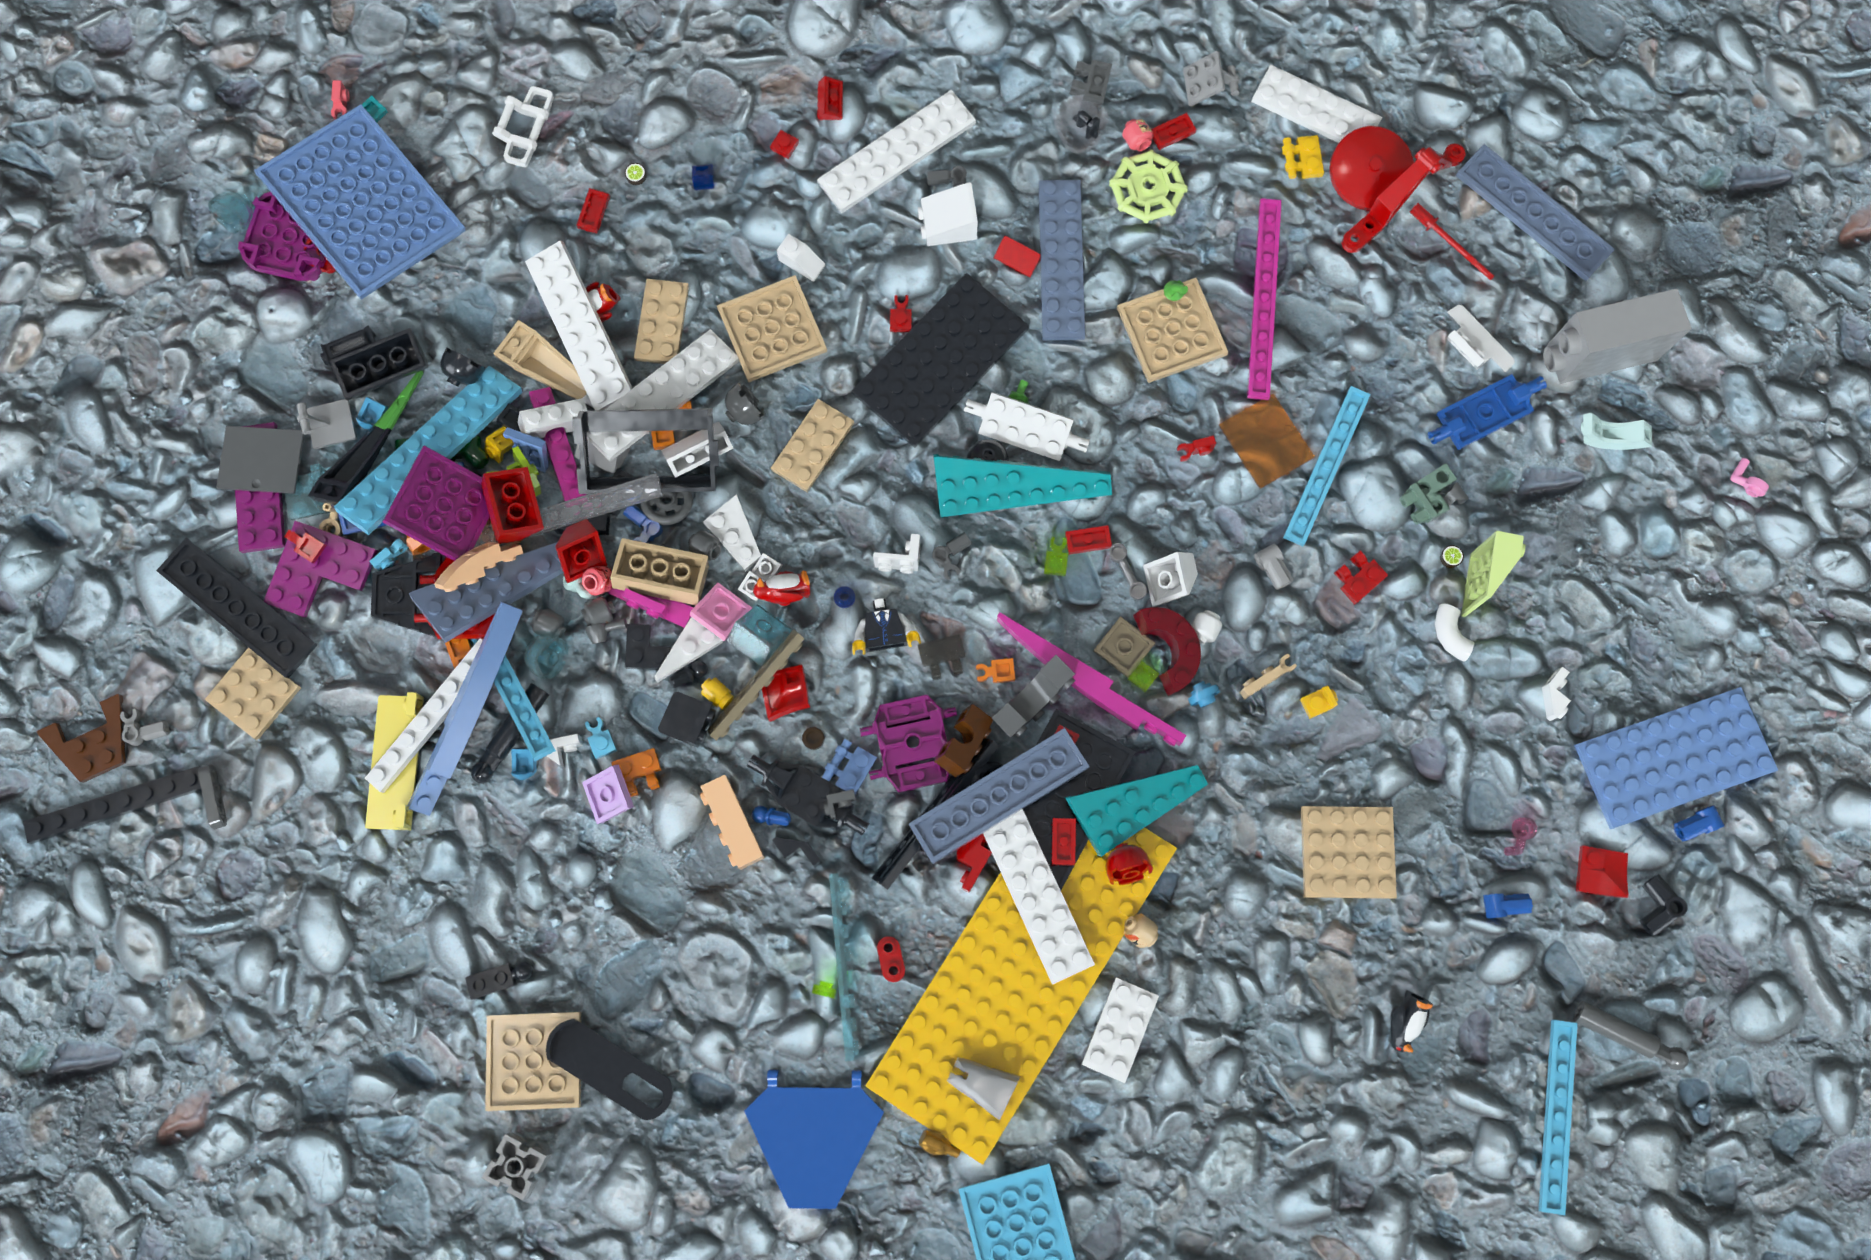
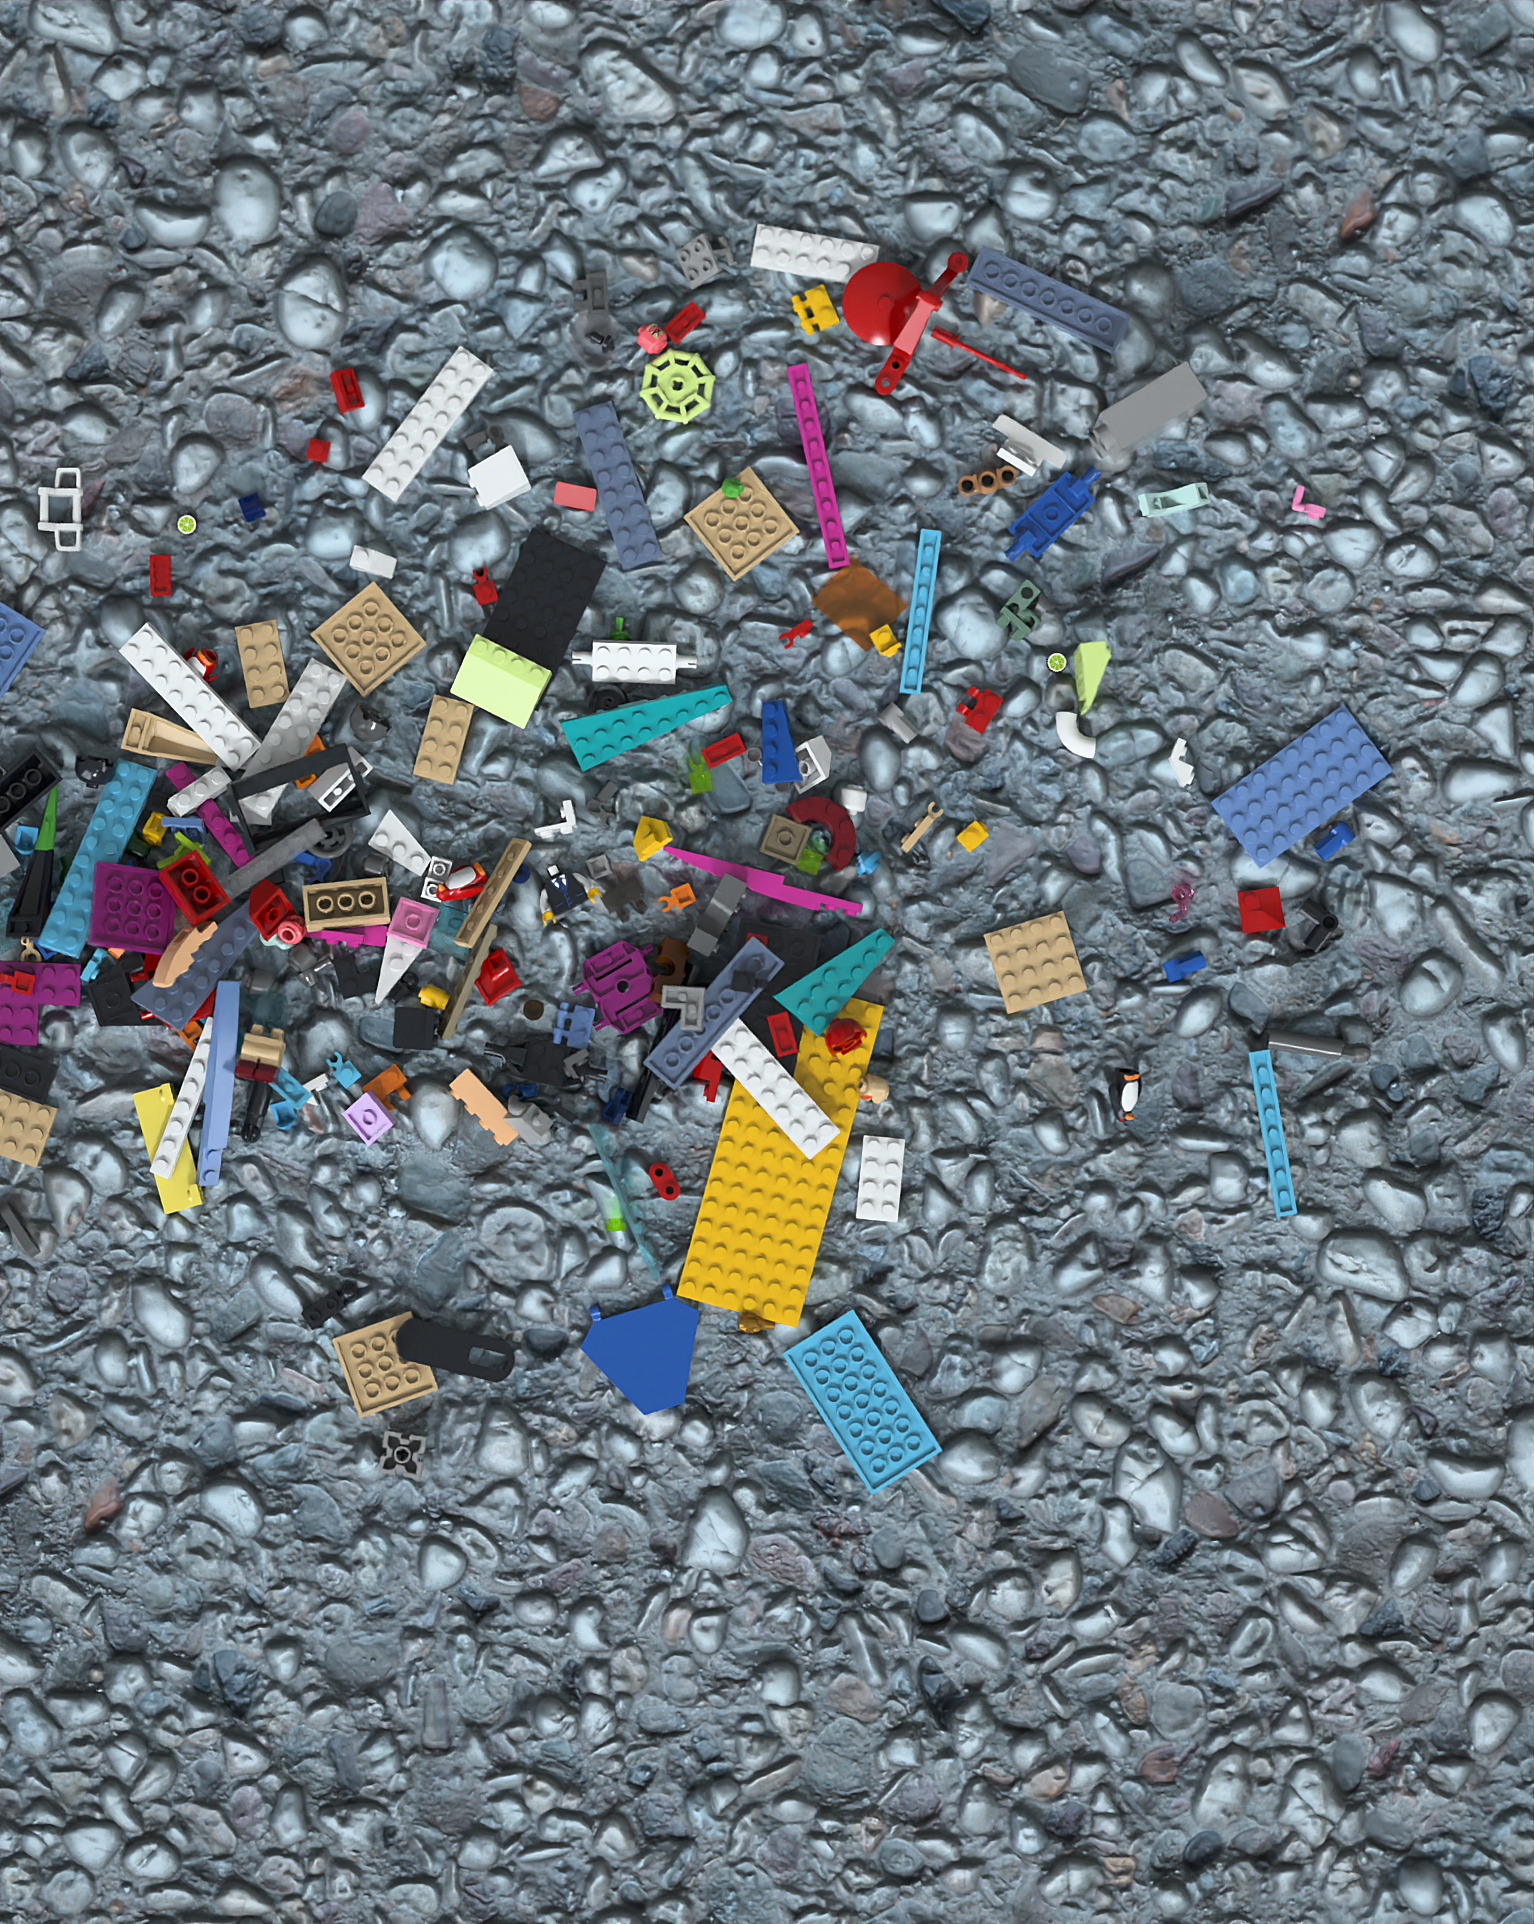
camera: 20 degrees left, 10 degrees up
(518, 693) = (261, 1055): none -> tan hips
(770, 847) = (528, 1119): none -> light grey torso
(809, 605) = (492, 892): none -> tan plate
(865, 866) = (615, 1108): none -> dark blue plate
(888, 403) = (500, 681): none -> yellowish green slope
(926, 615) = (598, 866): none -> light grey tile
(978, 774) = (691, 1002): none -> light grey plate
(985, 1085) = (778, 1262): light grey piece -> none
(988, 600) = (650, 837): none -> yellow plate
(1042, 772) = (745, 982): none -> black plate
(1144, 558) = (778, 750): none -> blue wing
(1283, 482) = (885, 641): none -> yellow bracket
(1438, 358) = (978, 486): none -> medium nougat piece

